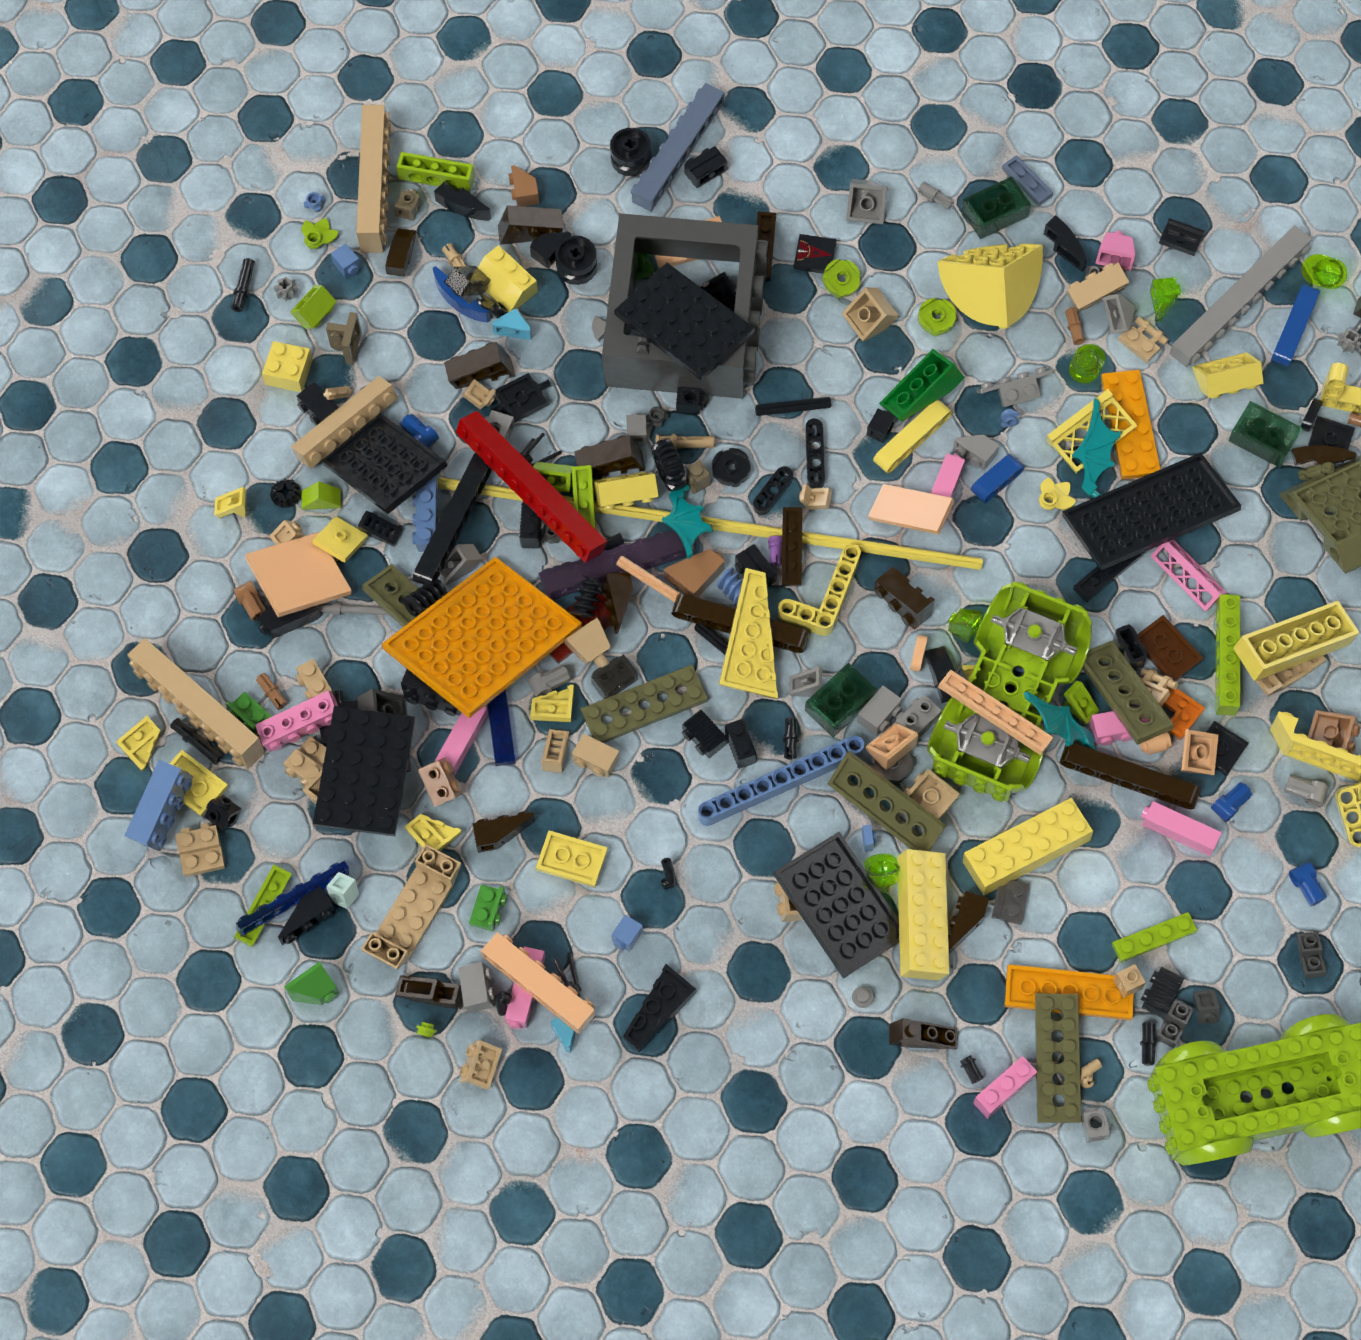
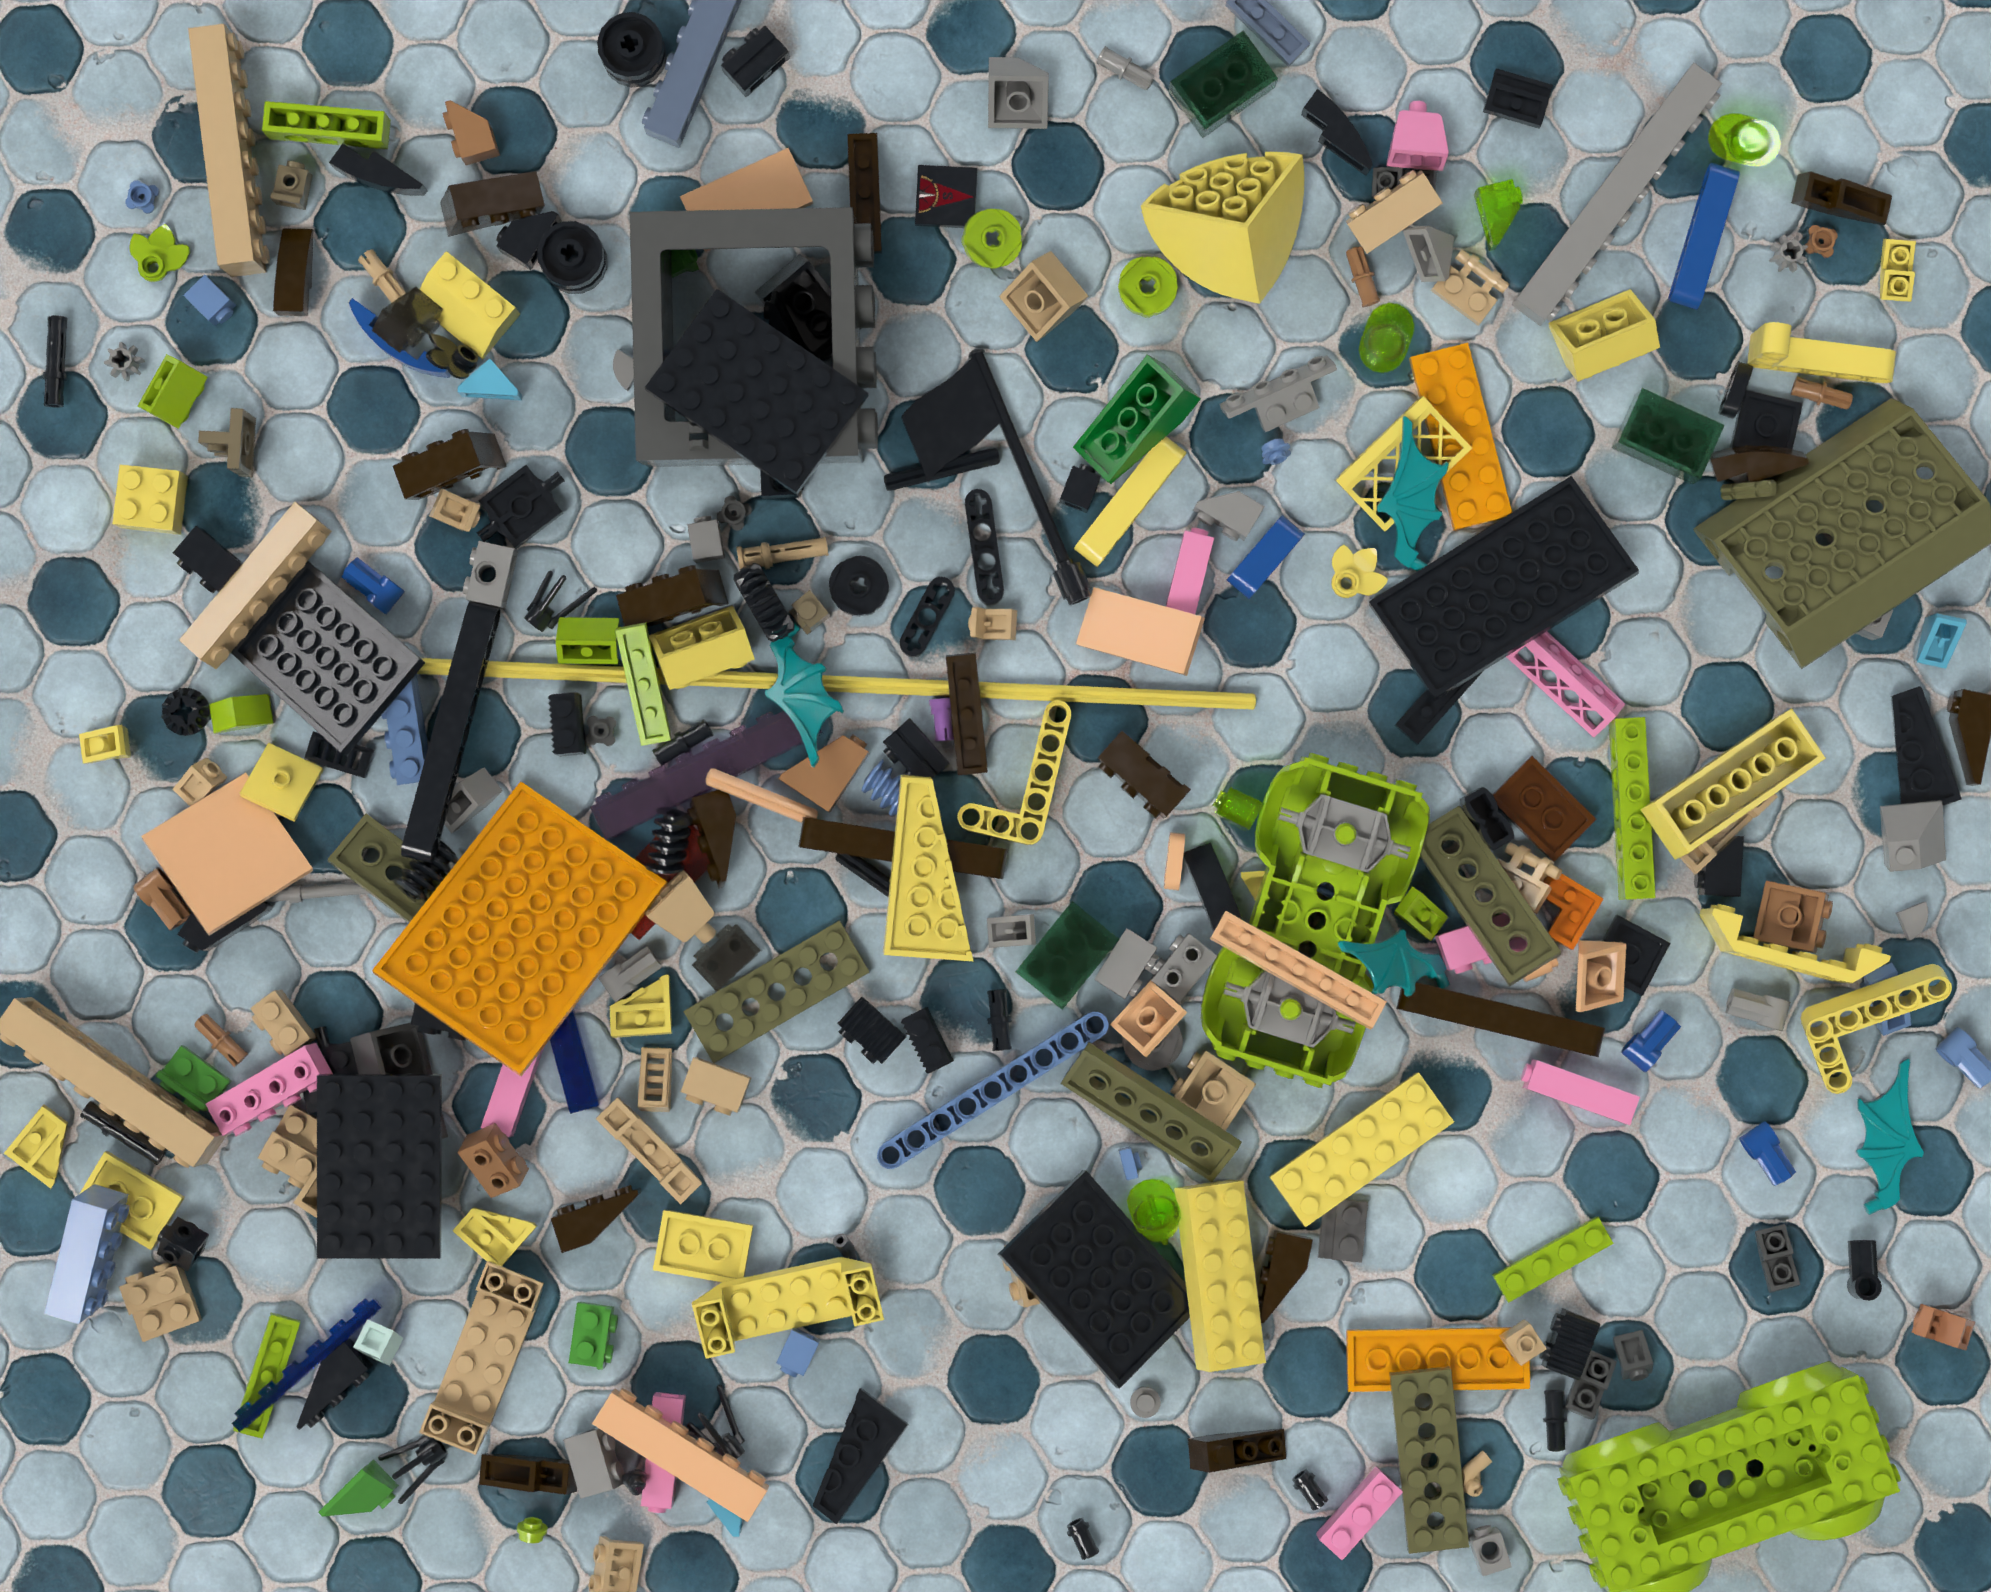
camera: 10 degrees left, 20 degrees up
(338, 392) = (236, 538): tan axle -> none
(363, 969) = (429, 1451): none -> black plant
(531, 486) = (556, 672): red brick -> none
(543, 791) = (649, 1149): none -> tan slope
(622, 896) = (786, 1301): none -> light yellow slope
(808, 1083) = (1083, 1540): none -> black pin
(810, 375) = (956, 420): none -> black flag
(1286, 698) = (1724, 872): none -> black slope

